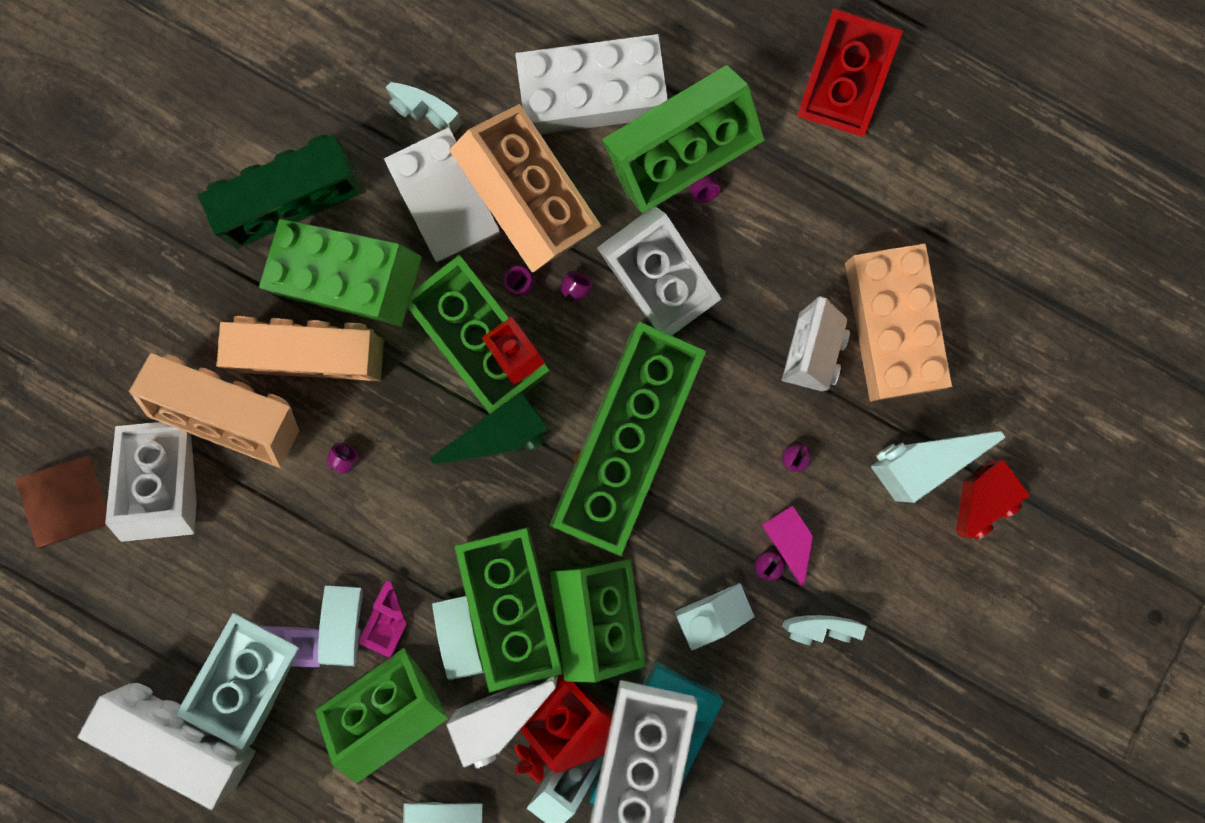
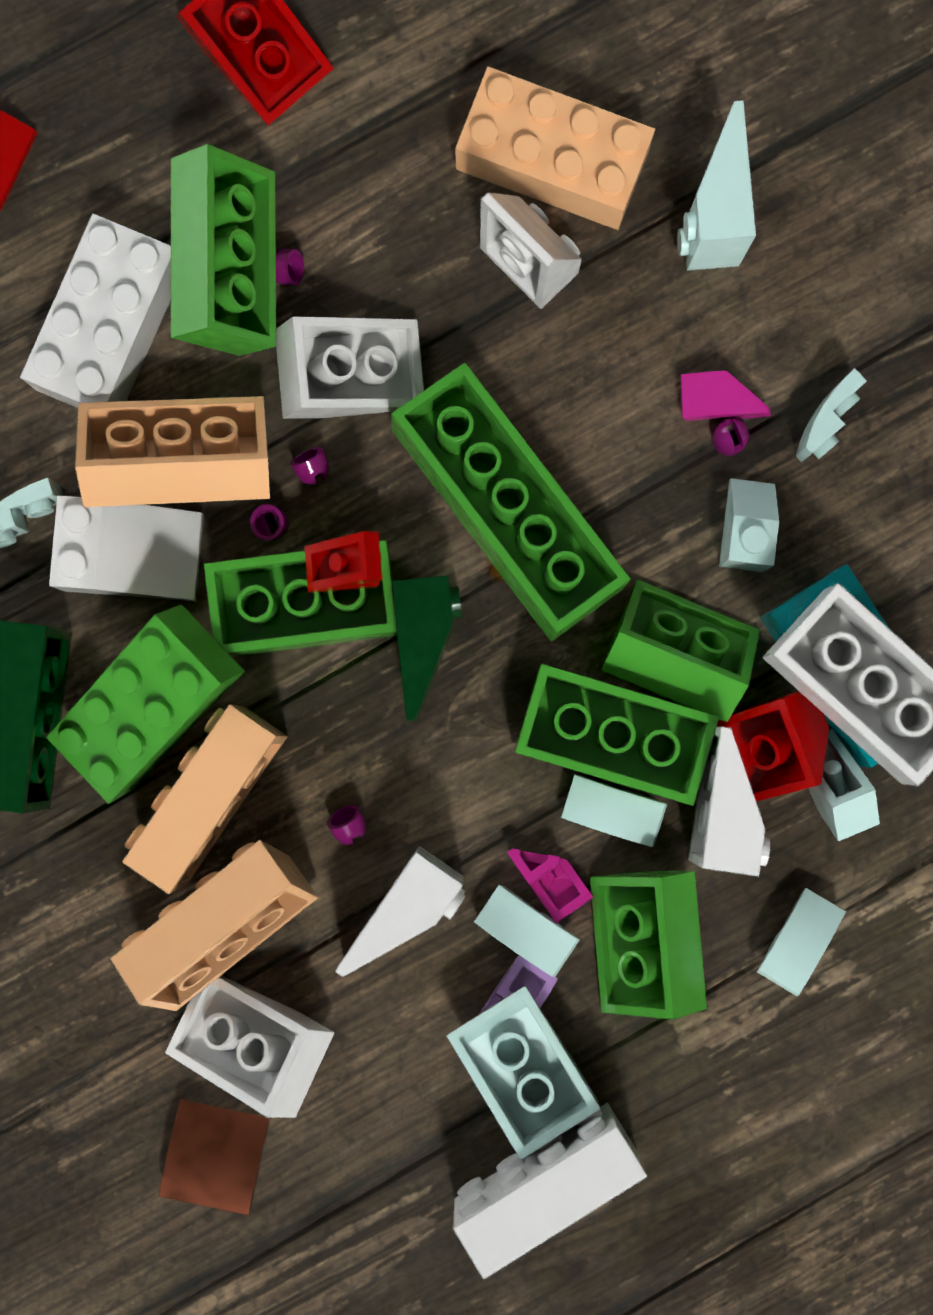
camera: 55 degrees left, 0 degrees up
(308, 537) = (411, 906): none -> white slope
(530, 763) = (791, 809): red plant -> none
(789, 455) = (625, 344): magenta hinge -> none
(987, 497) = (791, 165): red slope -> none

